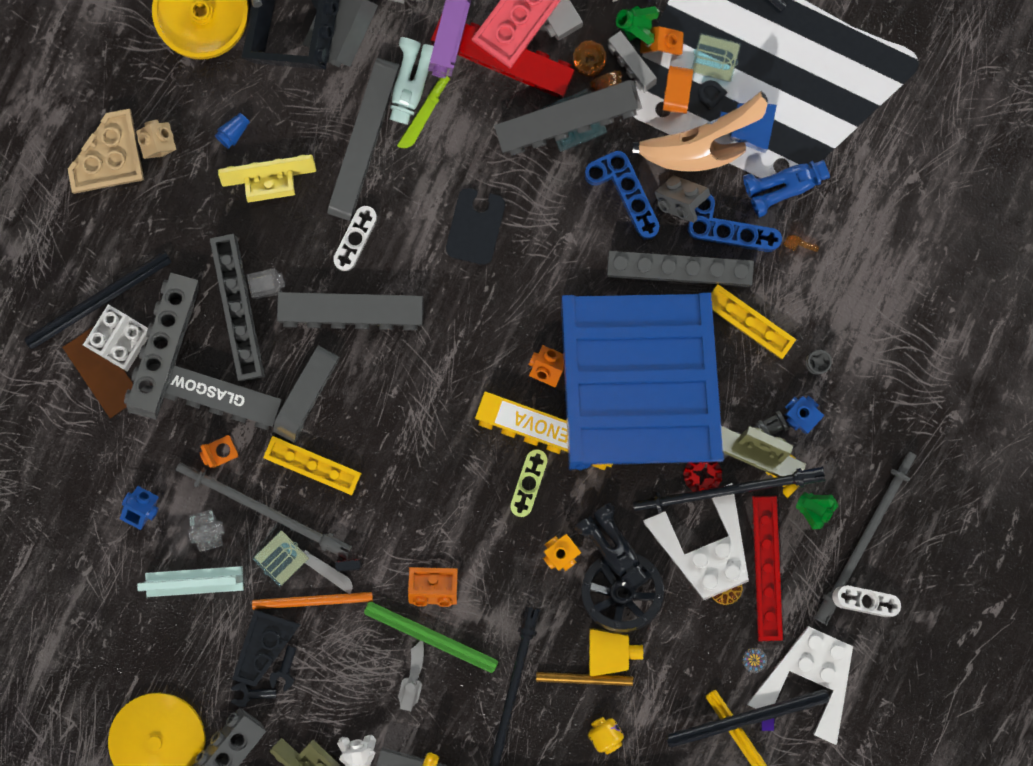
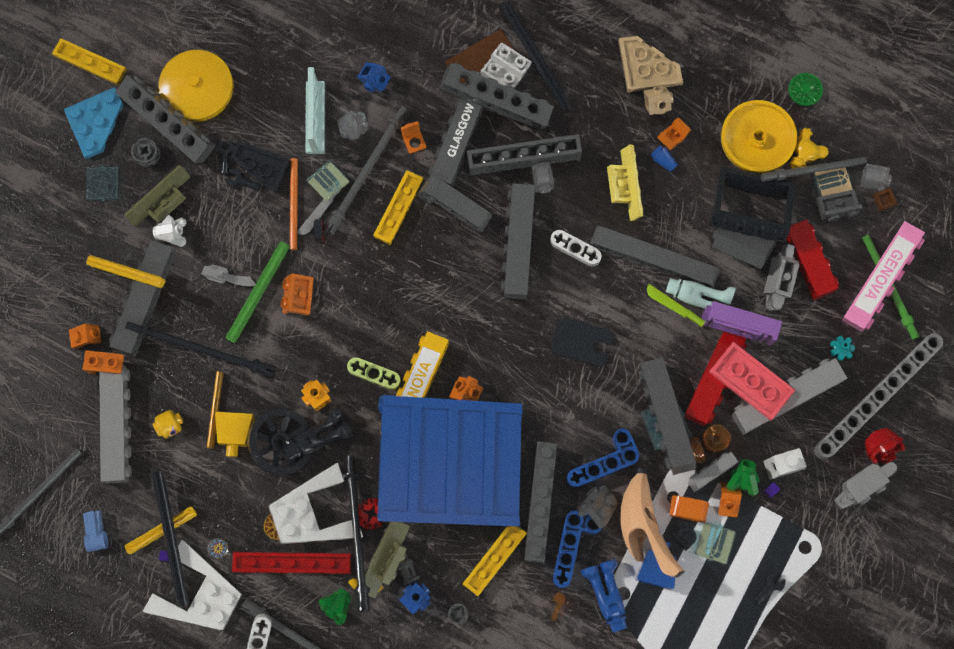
camera: 90 degrees right, 10 degrees down
(200, 118) = (674, 134): none -> orange bracket

